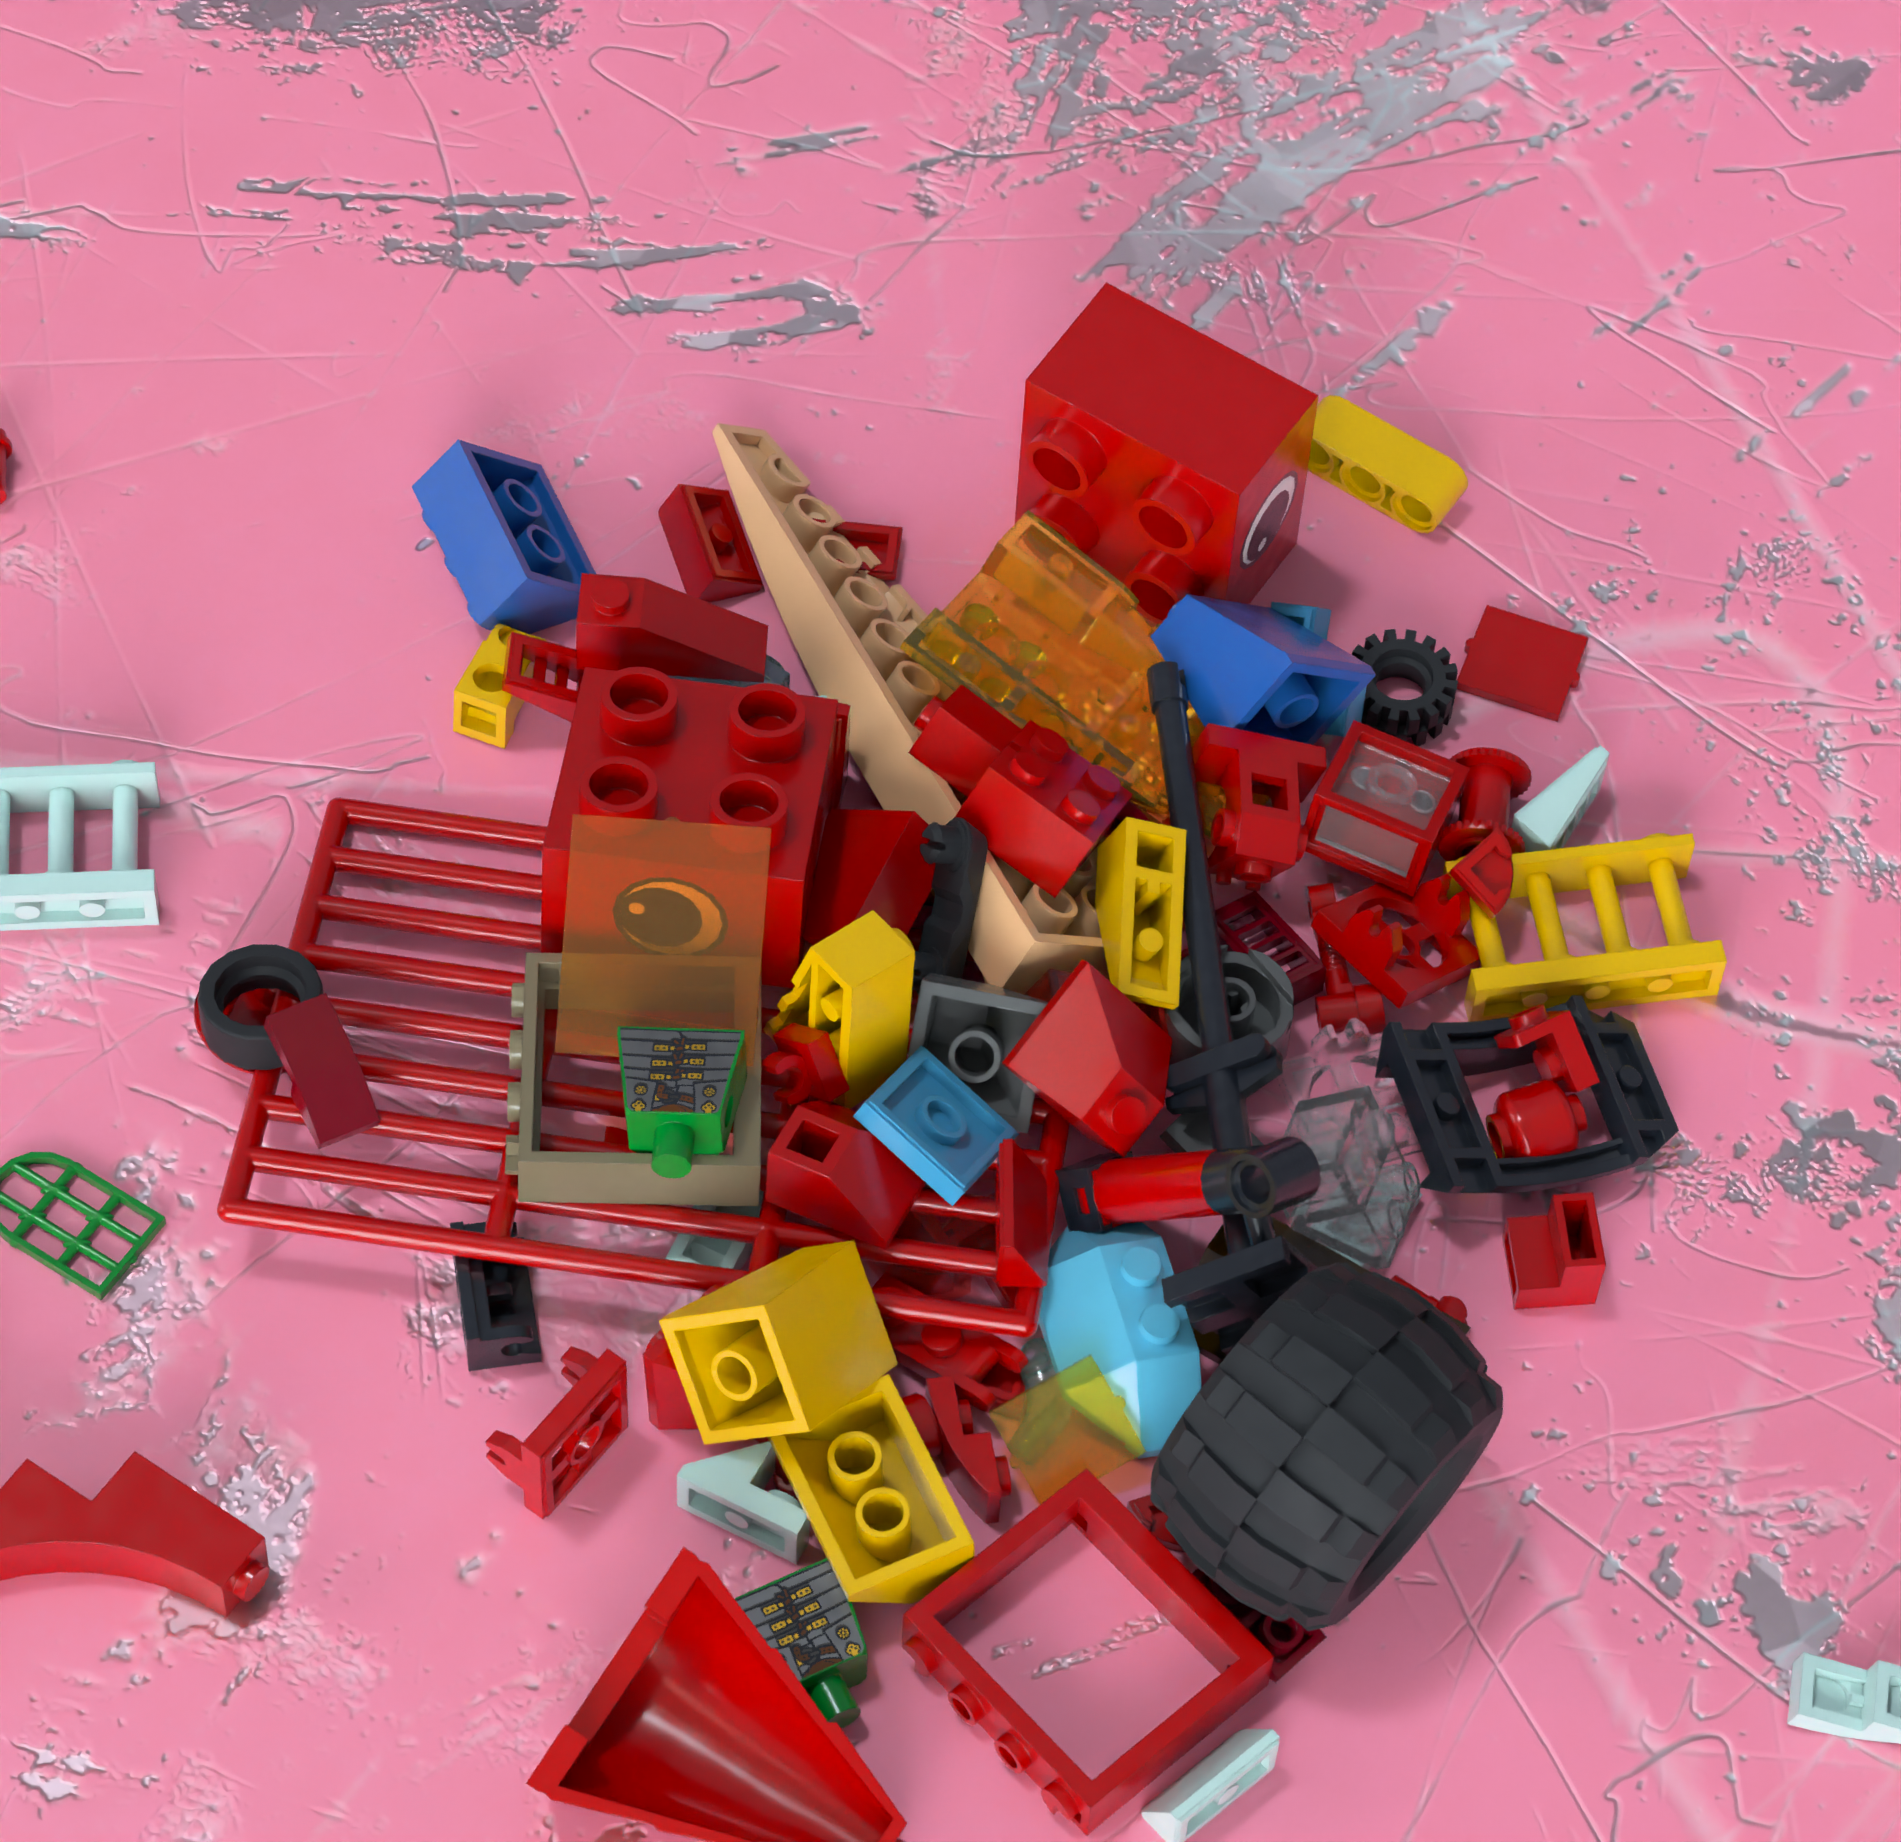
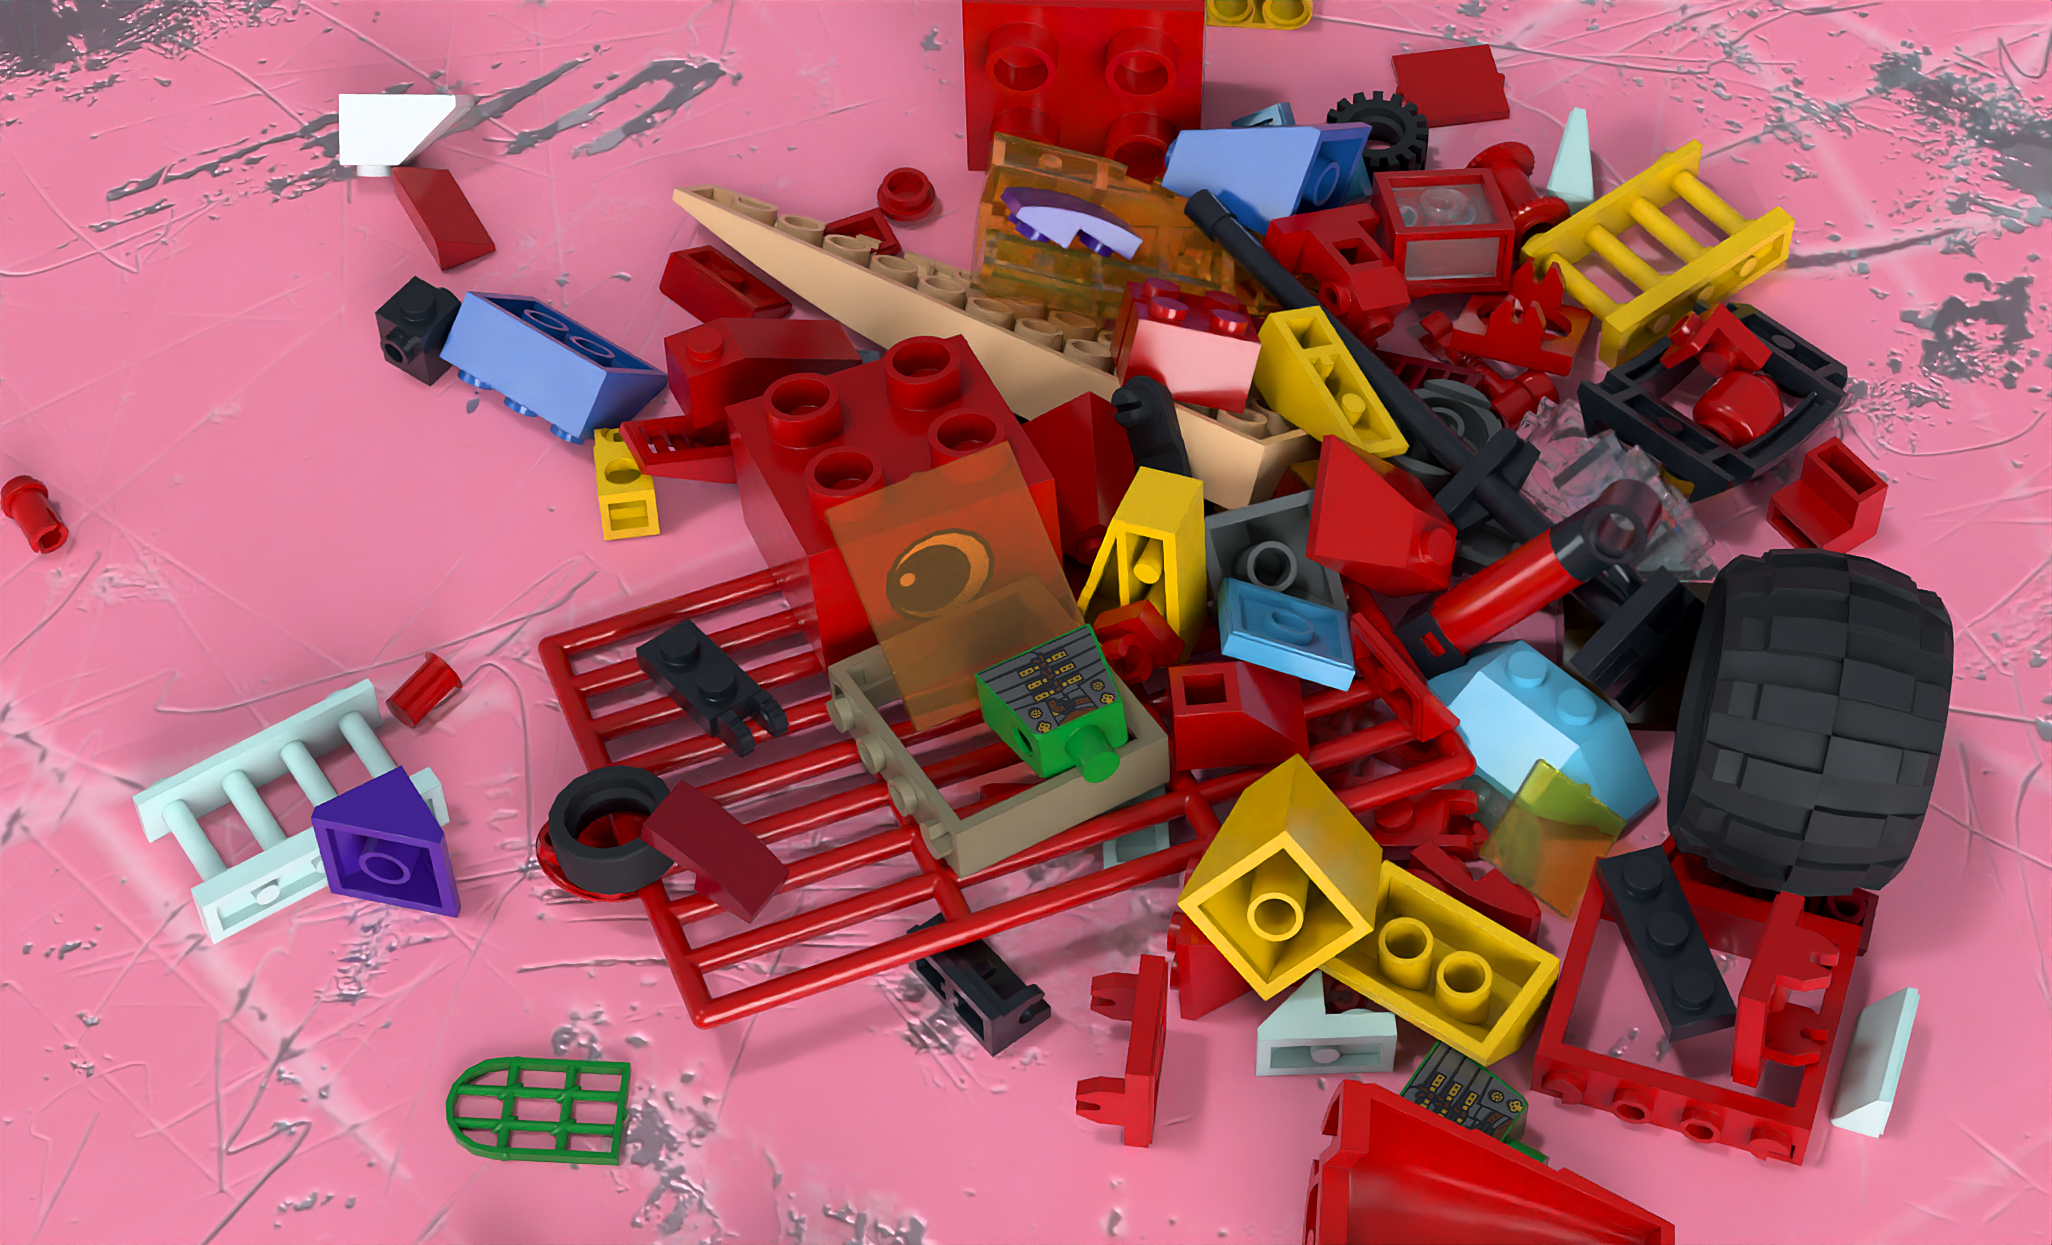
camera: 25 degrees left, 5 degrees down
(74, 921) = (386, 846): none -> dark purple slope
(204, 795) = (423, 690): none -> red piece
(408, 446) = (415, 329): none -> black brick
(435, 913) = (710, 686): none -> black hinge
(511, 345) = (441, 215): none -> red slope
(519, 234) = (394, 127): none -> white slope
(933, 528) = (906, 195): none -> red plate
(961, 738) = (1080, 323): red brick -> none
(1018, 615) = (1060, 216): none -> slope
(1083, 1577) = (1666, 943): none -> black plate
(1140, 1655) = (1765, 1020): none -> red piece
(1487, 873) = (1563, 239): red tile -> none

